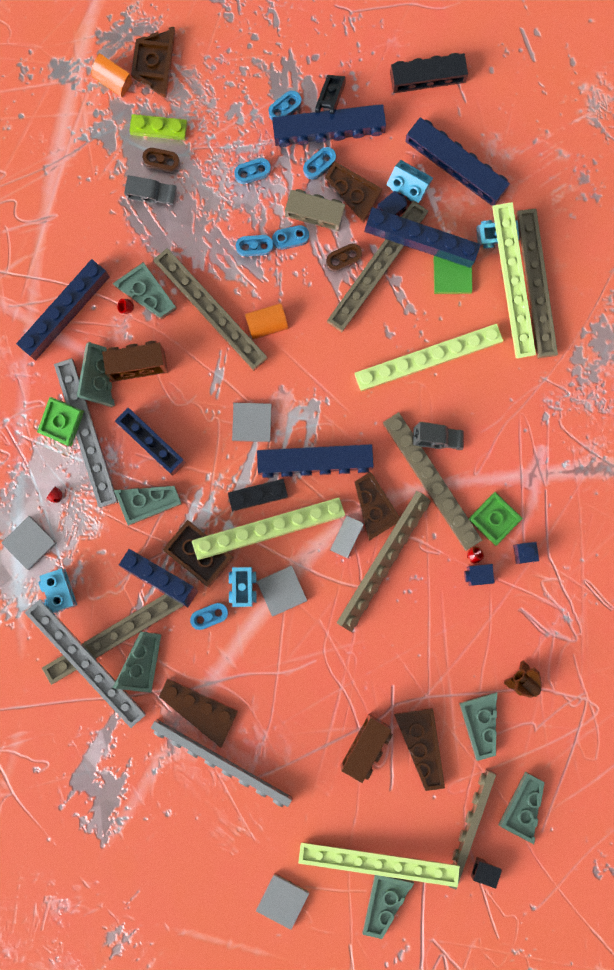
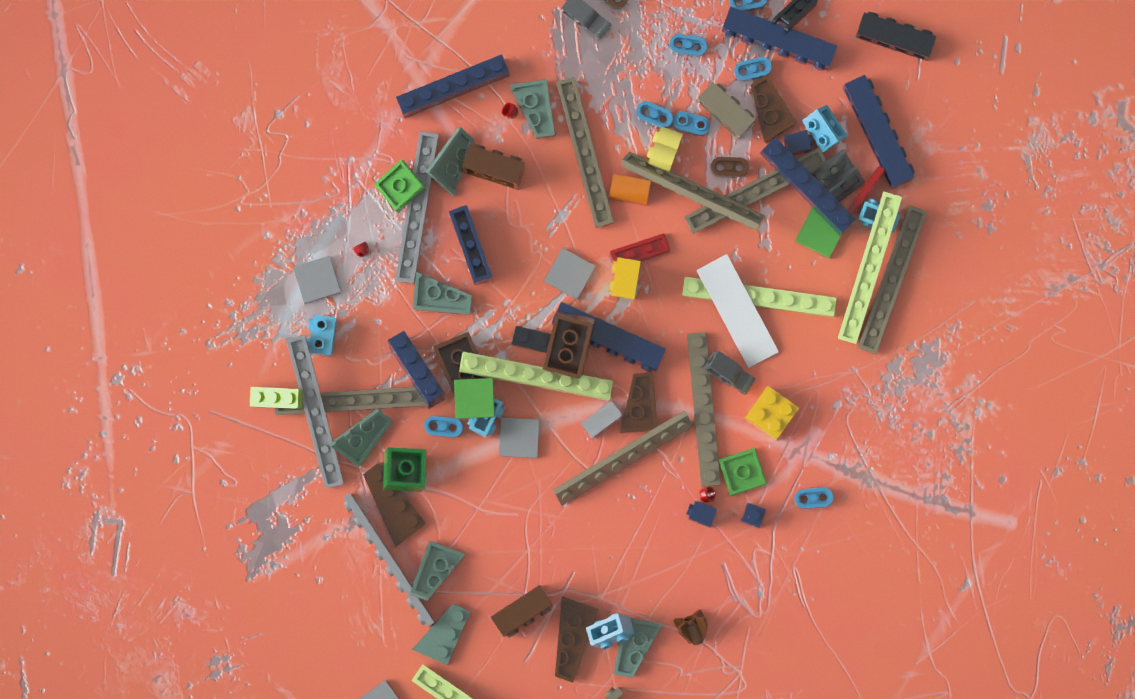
camera: 25 degrees right, 0 degrees up
(44, 669) = (276, 397): none -> plate
(193, 674) = (404, 469): none -> green brick
(223, 577) = (474, 398): none -> bright green tile
(267, 749) = (434, 569): none -> sand green wing
(279, 269) = (665, 148): none -> light yellow brick
(284, 484) = (569, 344): none -> reddish brown brick
(303, 370) = (643, 249): none -> red tile
(303, 400) = (625, 278): none -> yellow brick
(306, 807) = (443, 635): none -> sand green wing
(328, 293) = (693, 191): none -> dark tan plate
(416, 379) = (737, 311): none -> white sticker
(444, 214) = (839, 176): none -> dark grey slope
(451, 728) = (609, 631): none -> medium azure brick
(473, 215) = (865, 190): none -> red tile
(494, 453) = (771, 413): none -> yellow brick
(569, 509) = (813, 498): none -> dark azure plate

